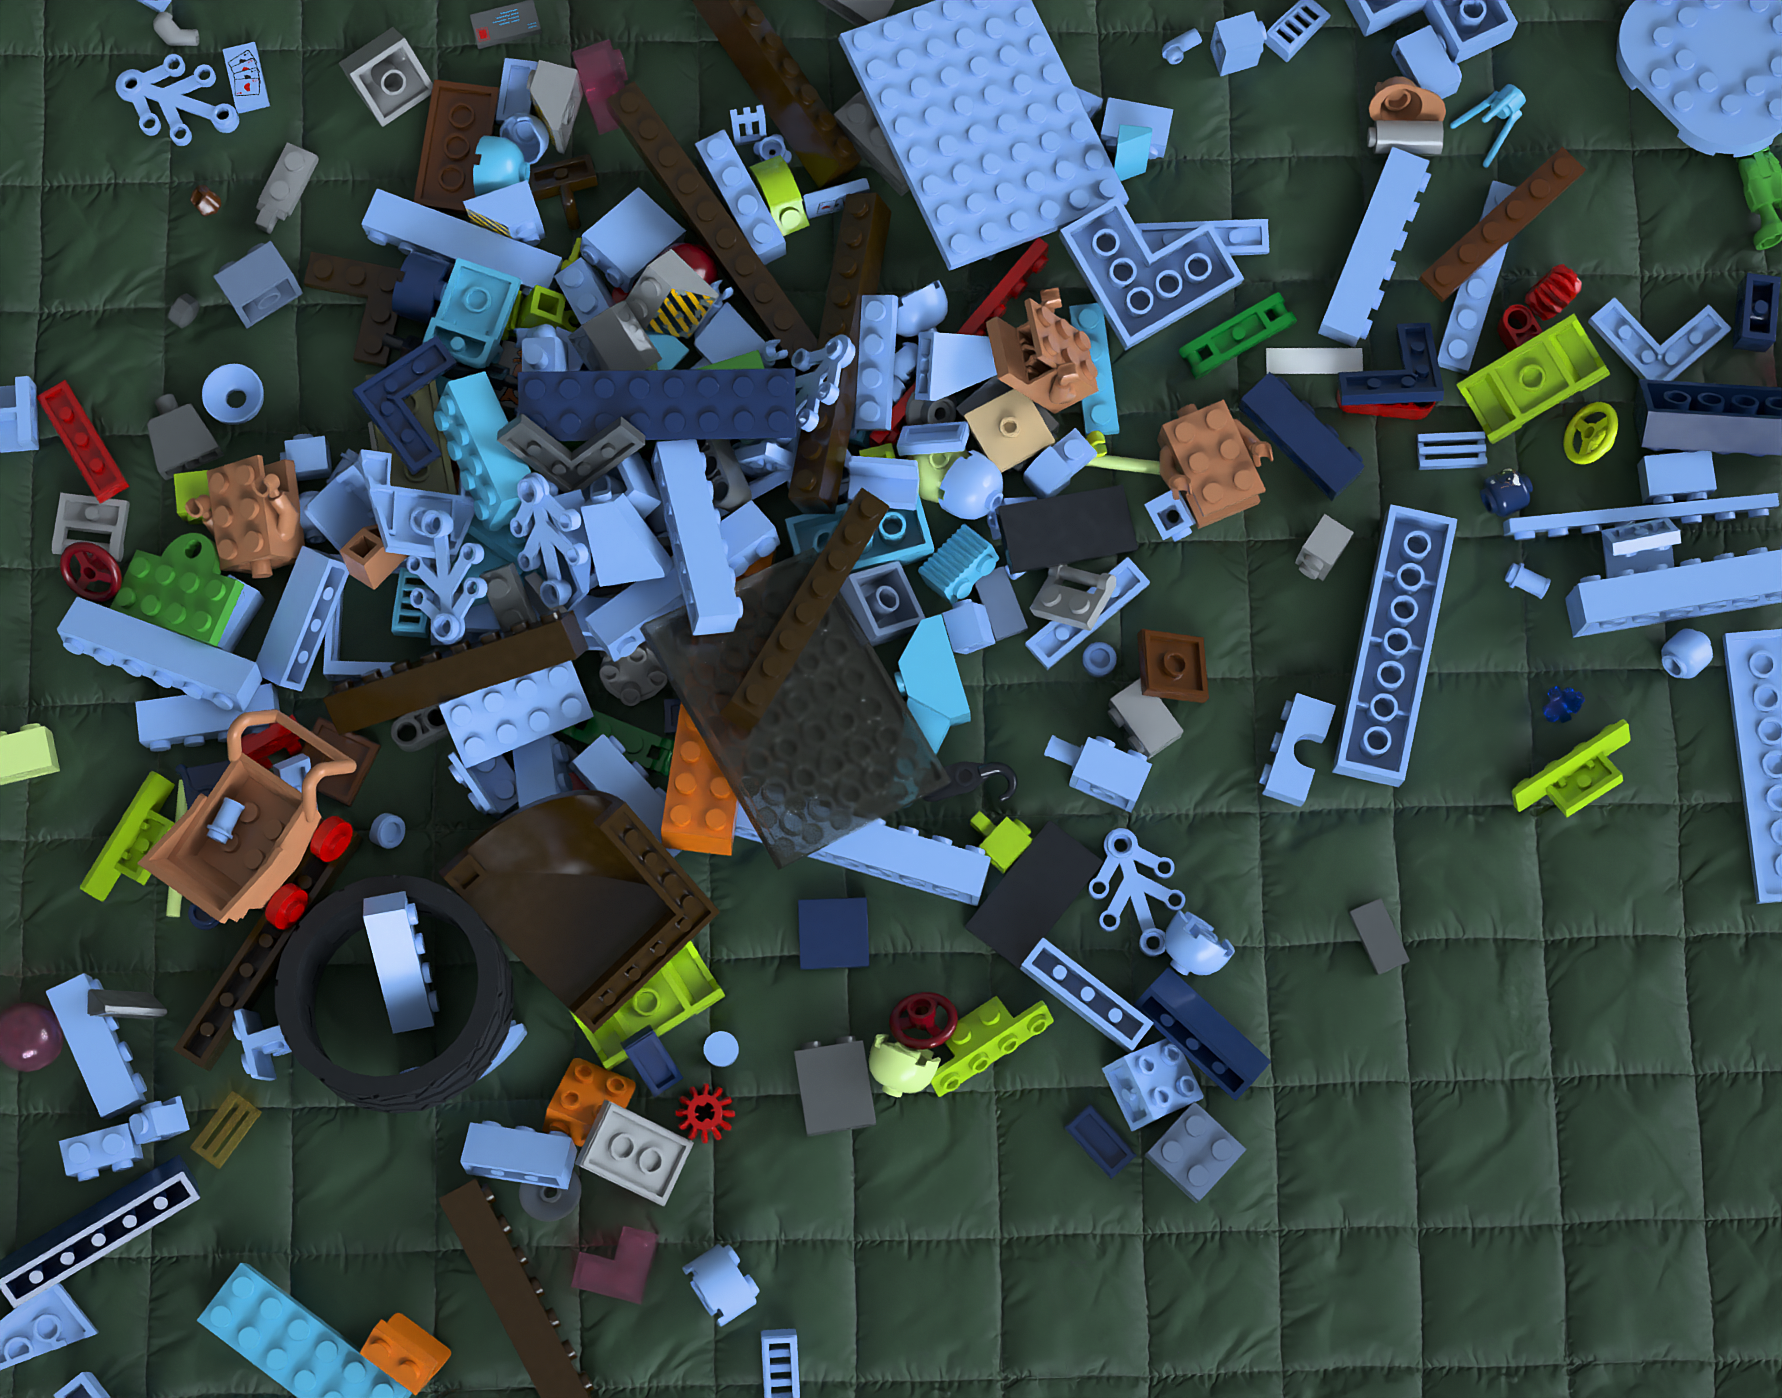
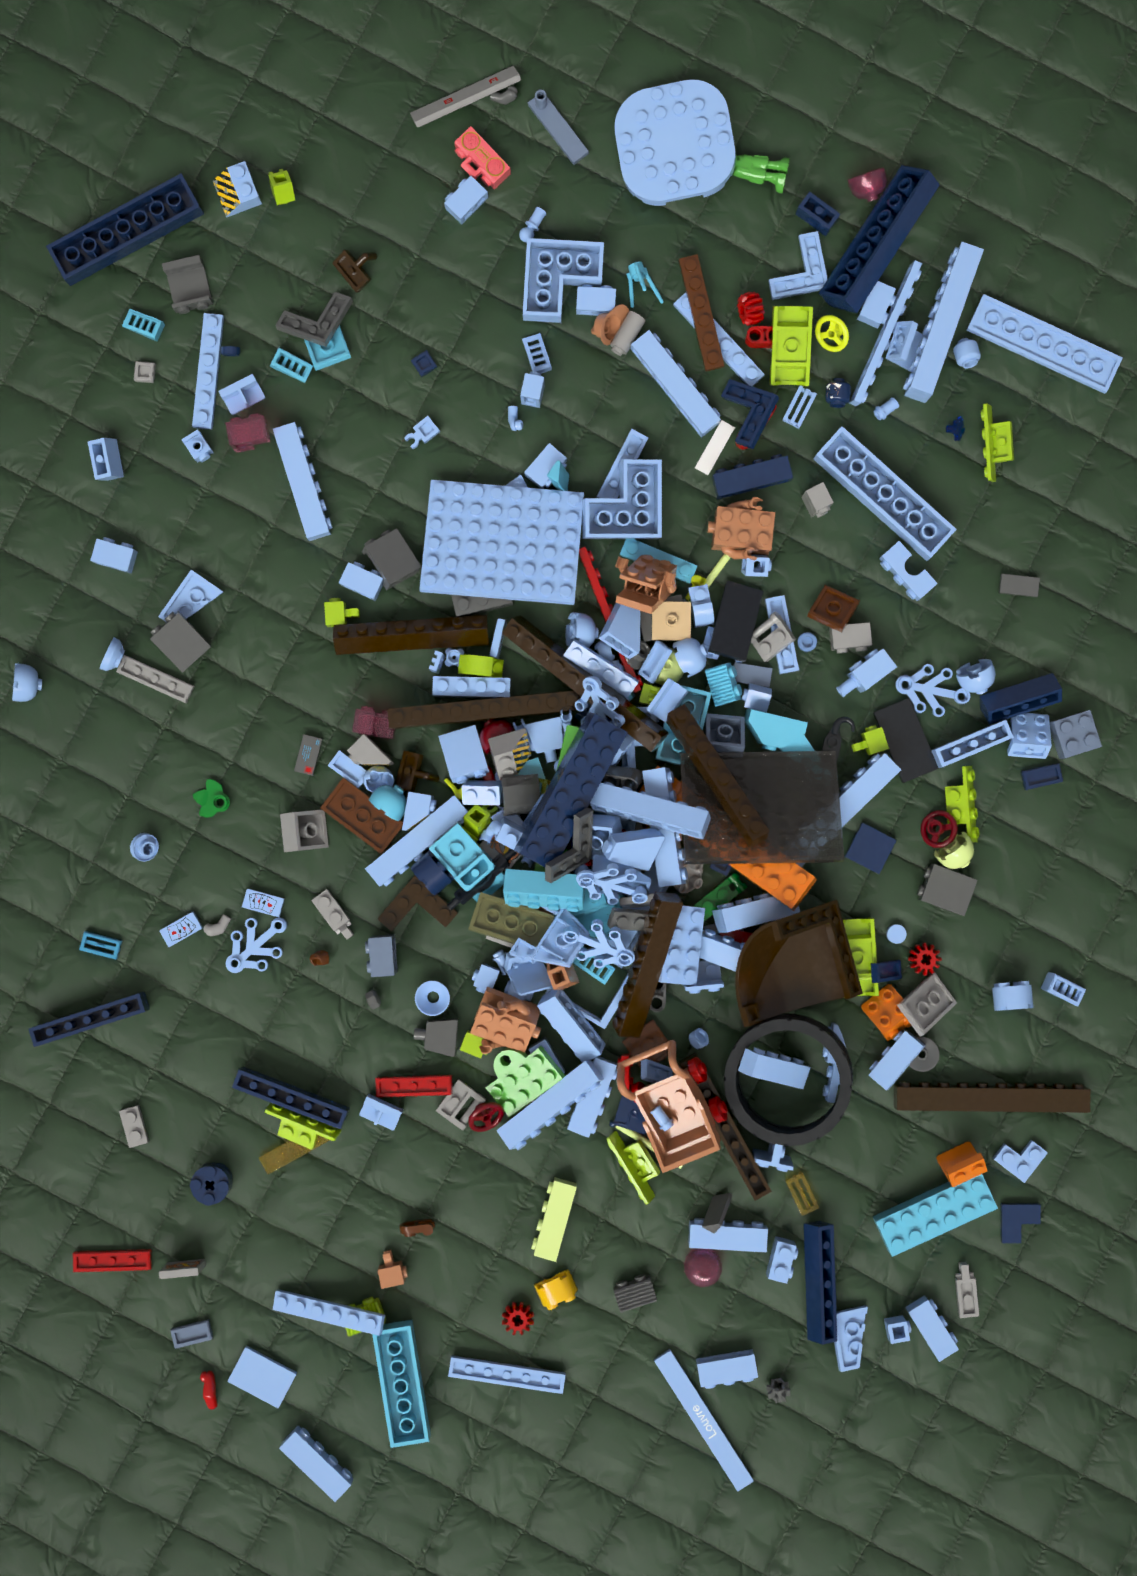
camera: 60 degrees left, 10 degrees up
(159, 1121) = (783, 1224): light blue brick -> none
(384, 396) = (493, 927): dark blue plate -> none
(625, 1275) = (980, 1041): clear pink brick -> none
(1237, 335) = (681, 478): green plate -> none

